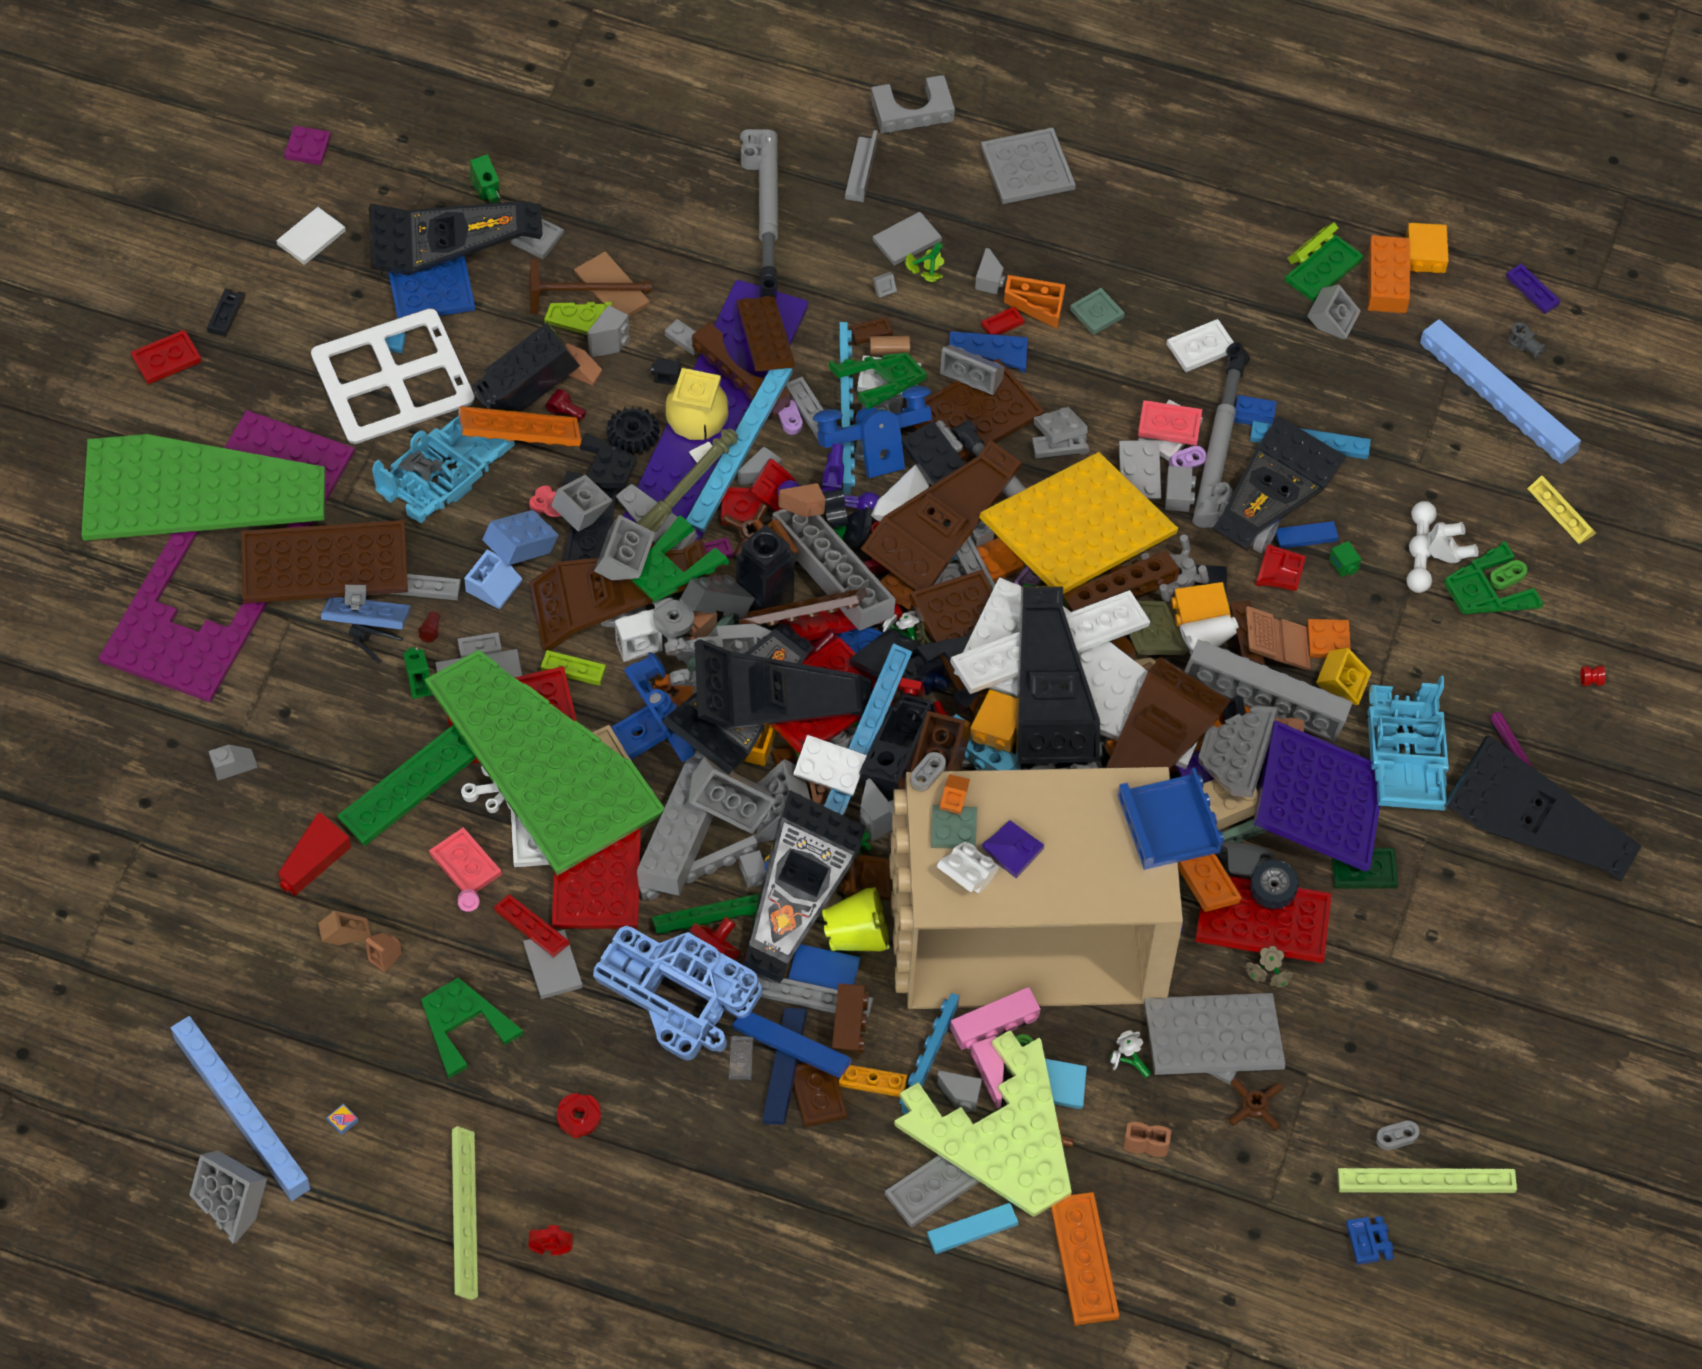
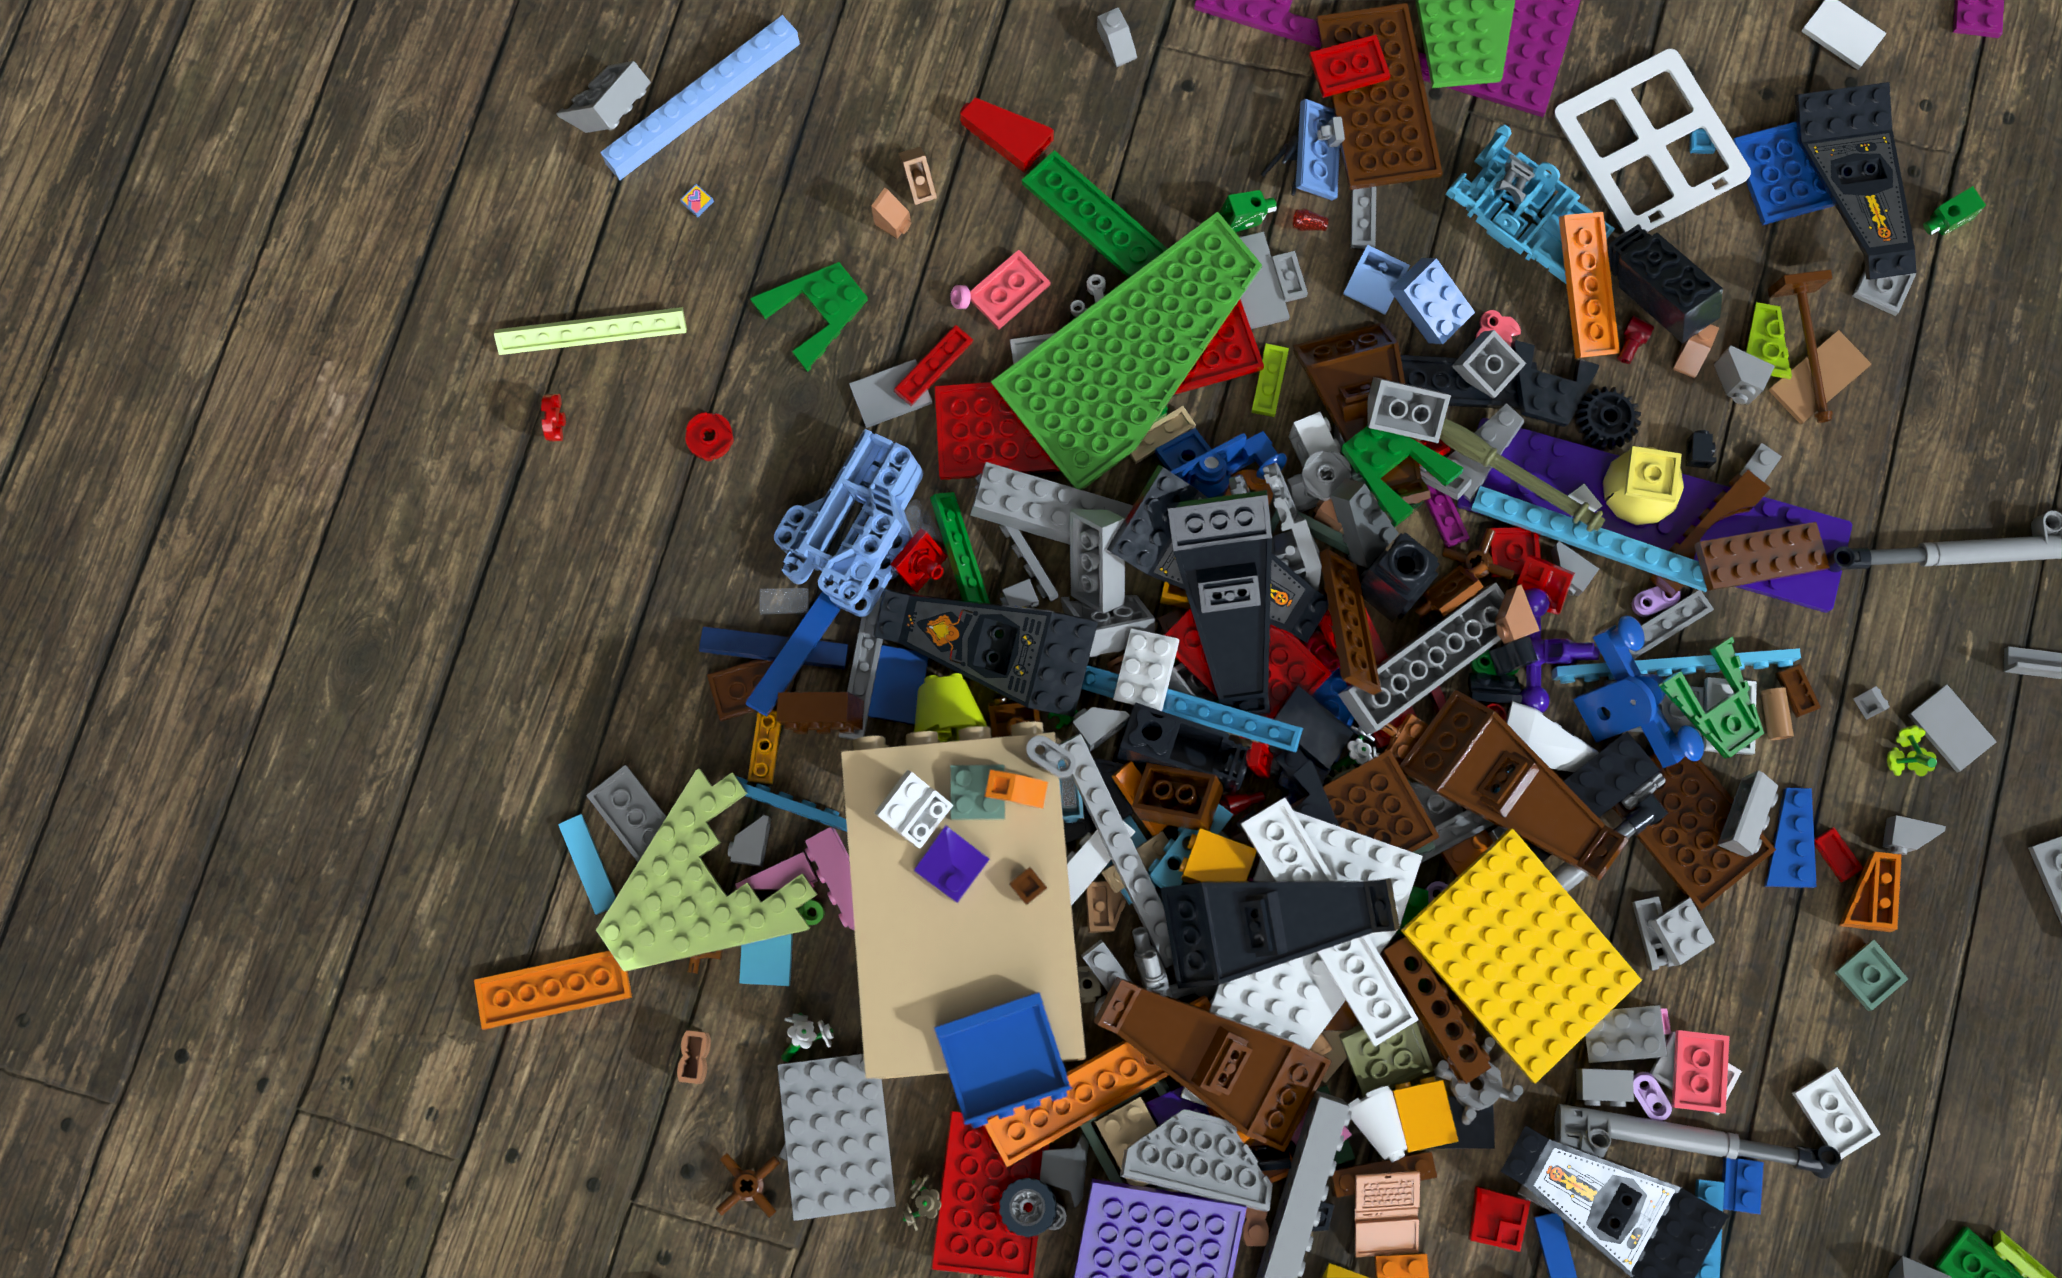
camera: 90 degrees right, 20 degrees up
(297, 575) = (1349, 66): none -> red plate
(1032, 793) = (1028, 886): none -> reddish brown plate

